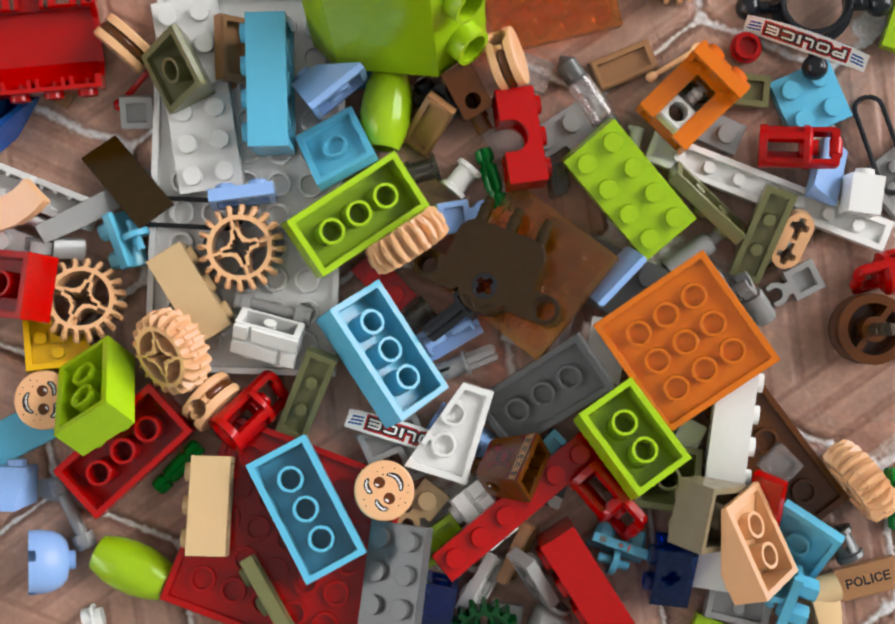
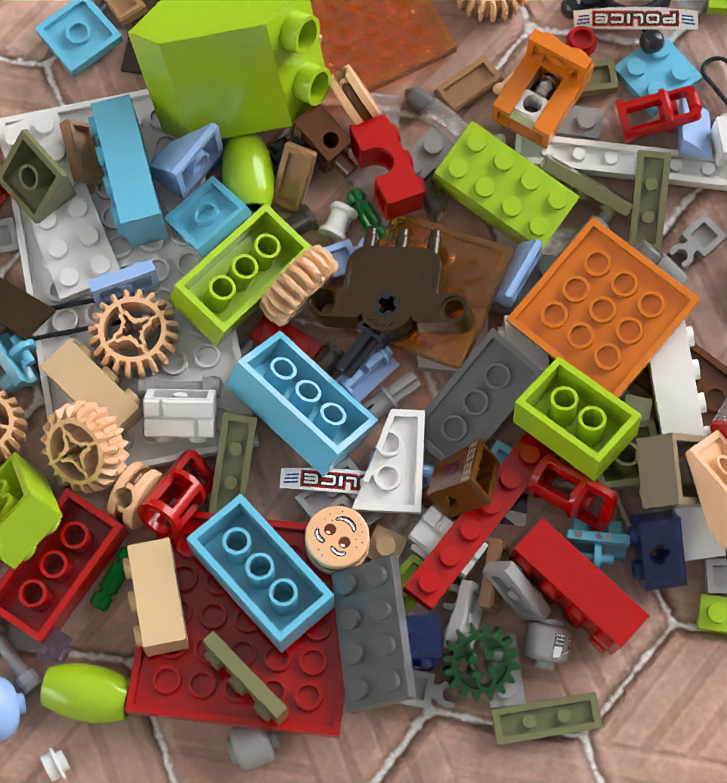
camera: 10 degrees left, 15 degrees down
(112, 520) = (55, 649): none -> plate
(798, 242) = (688, 199): light nougat beam -> none

